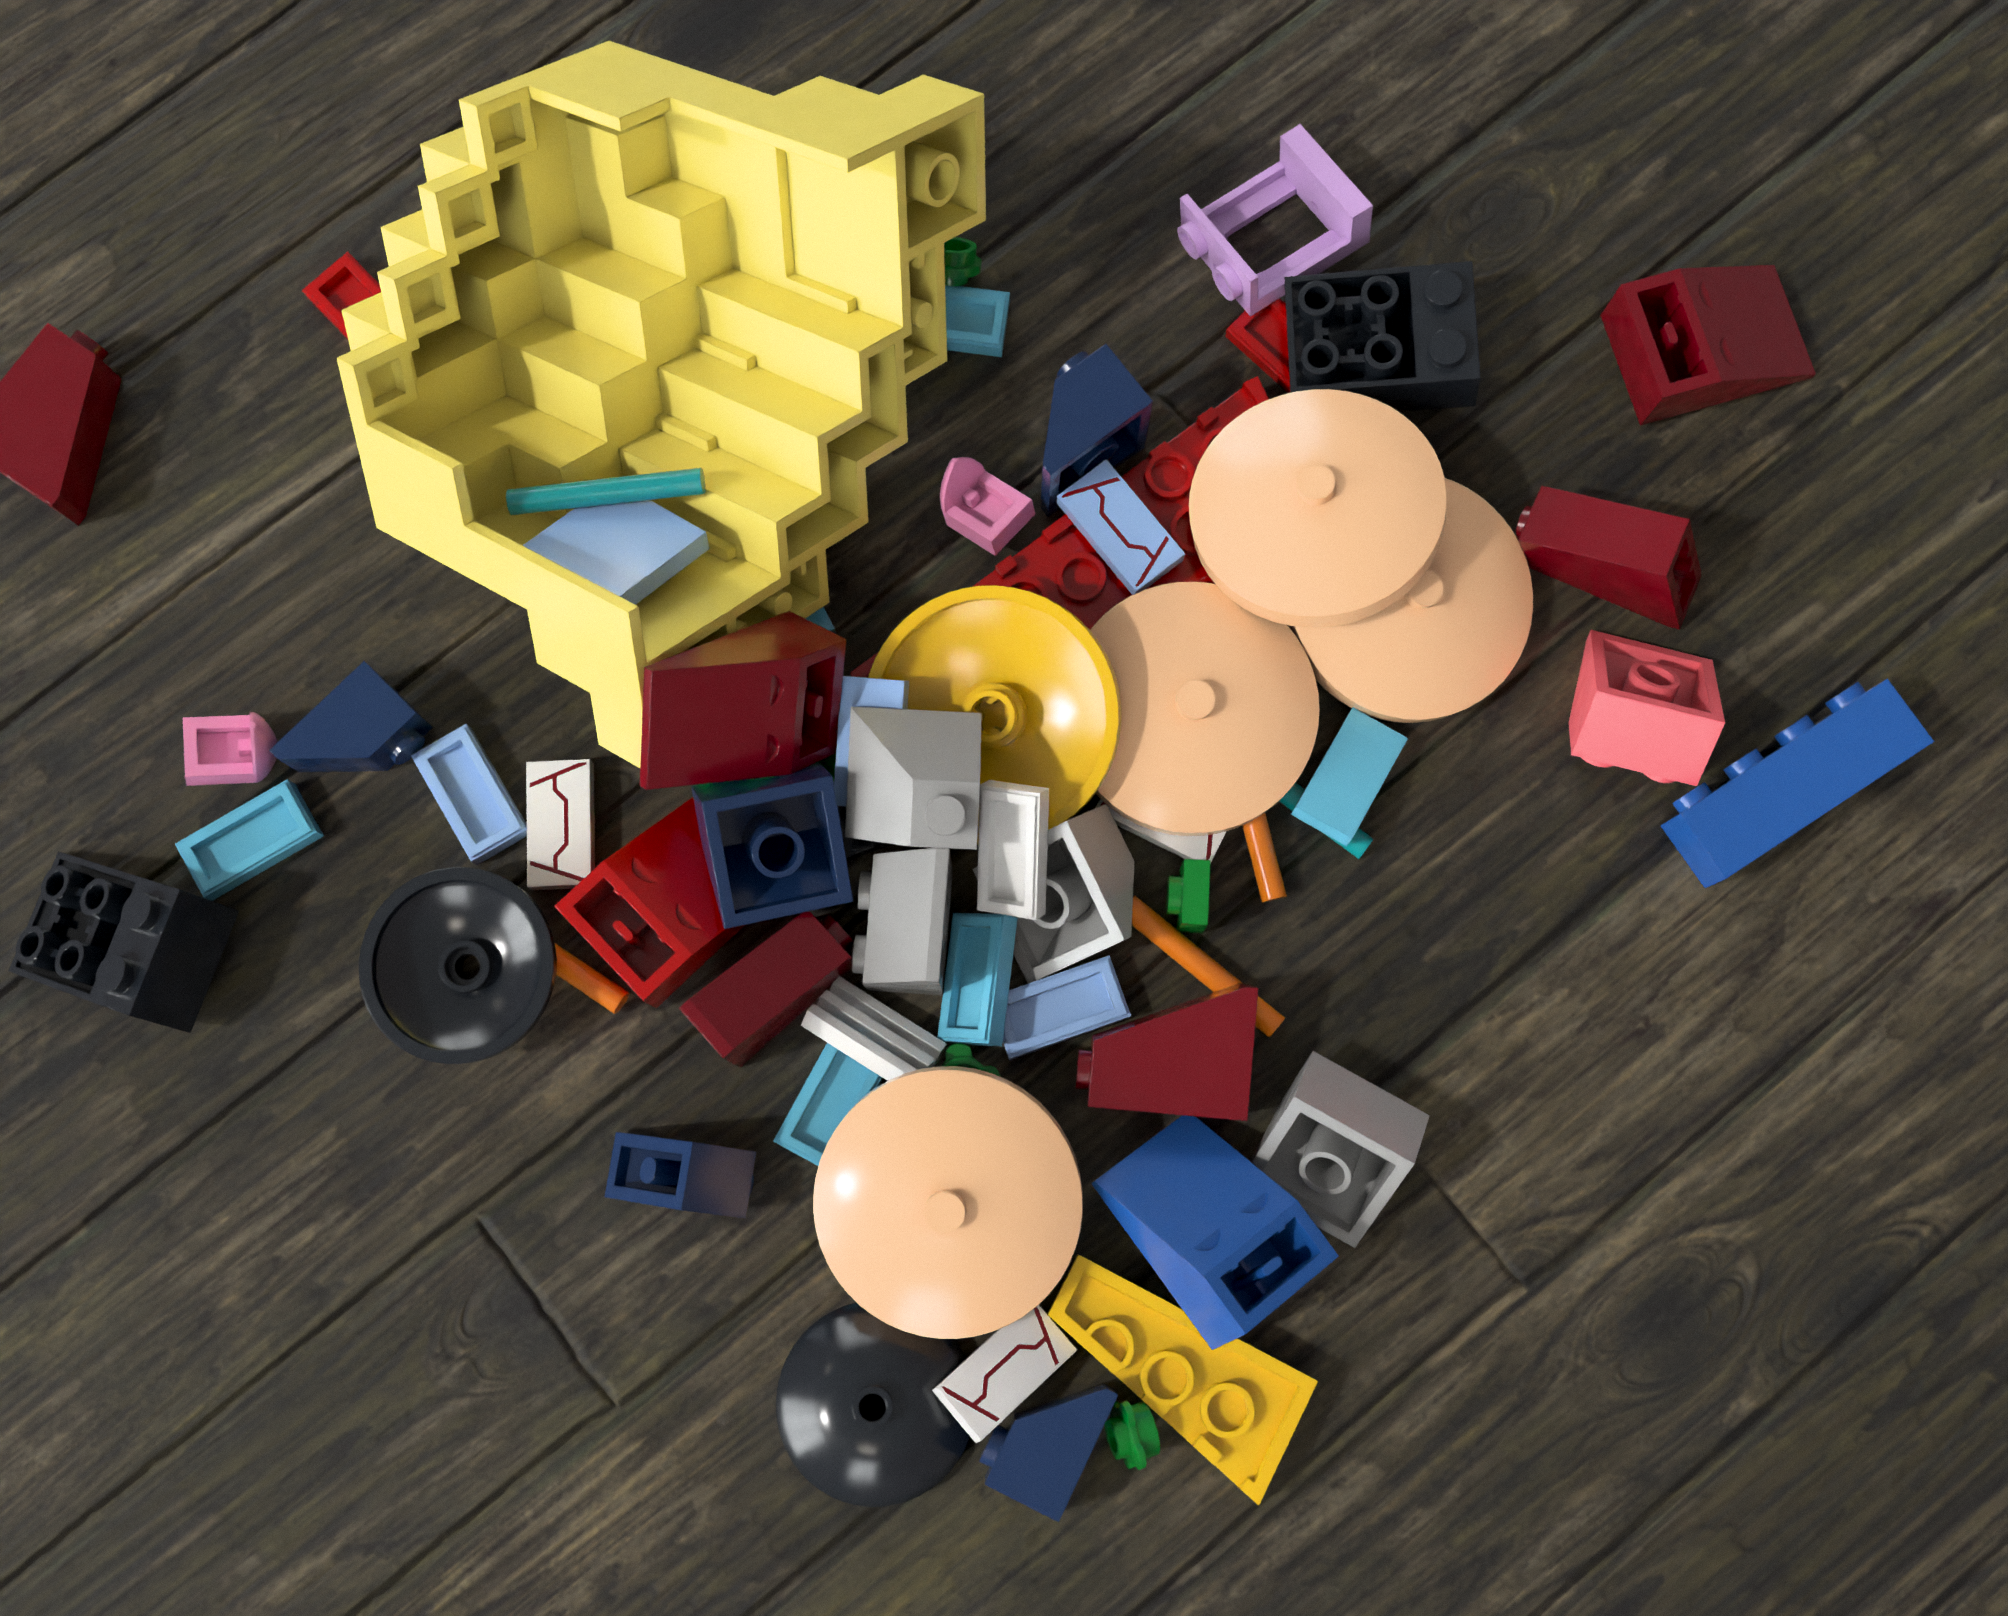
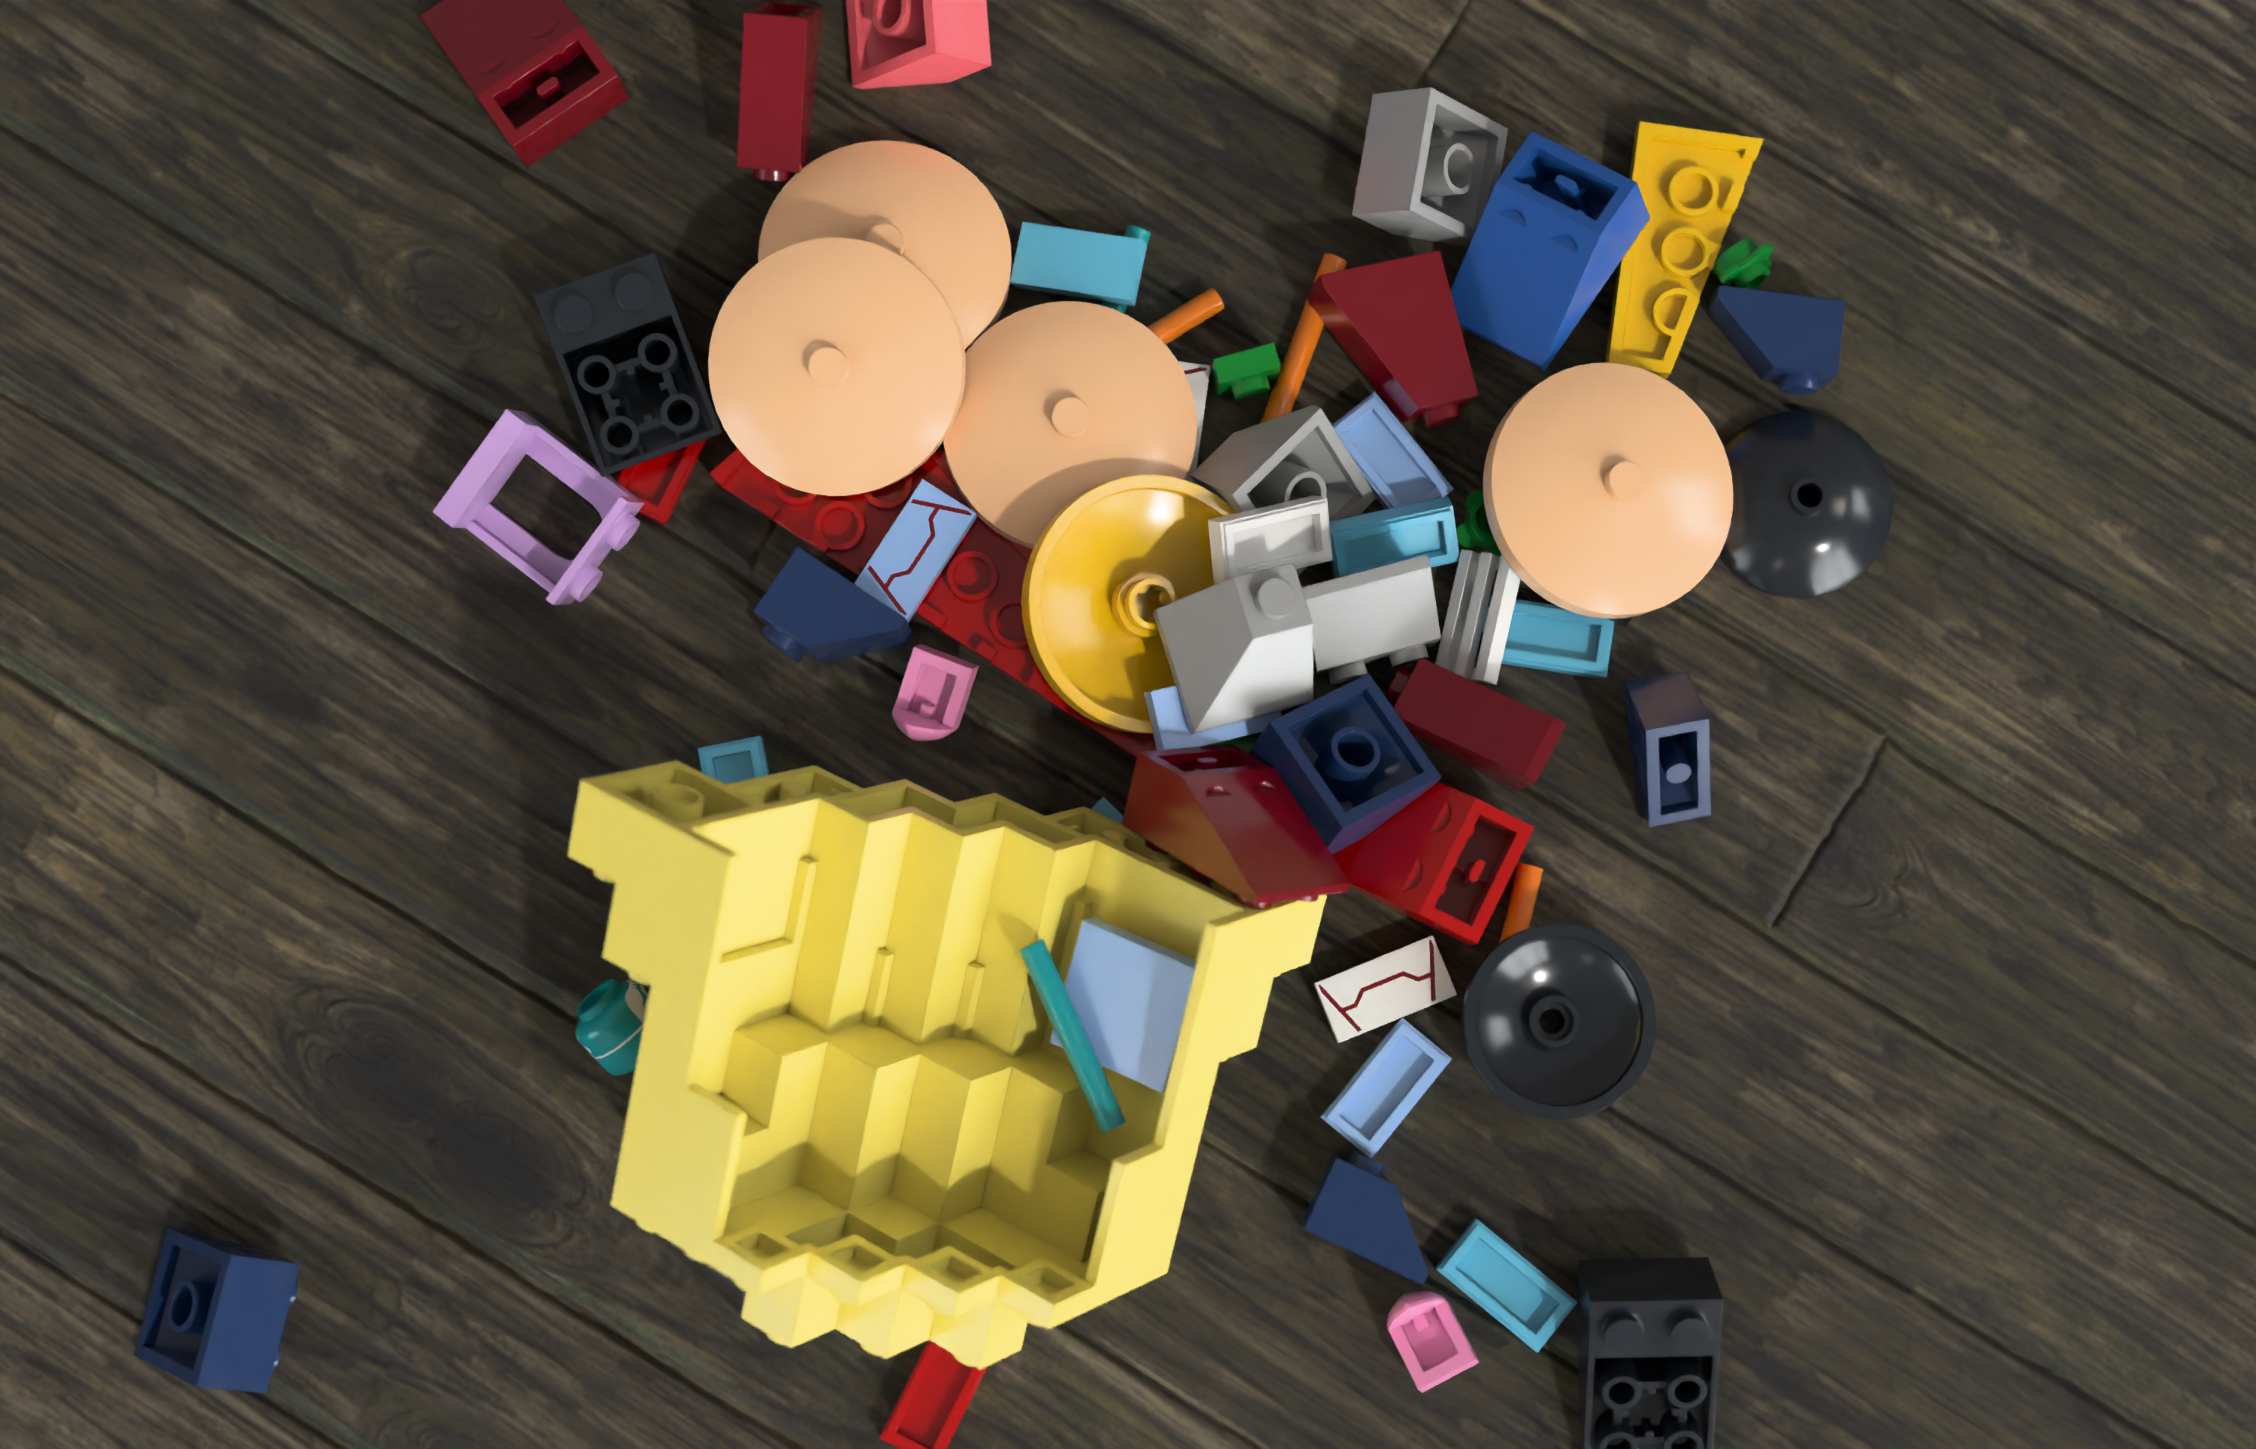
camera: 115 degrees left, 5 degrees up
(1004, 1372) = (1736, 395): white tile -> none

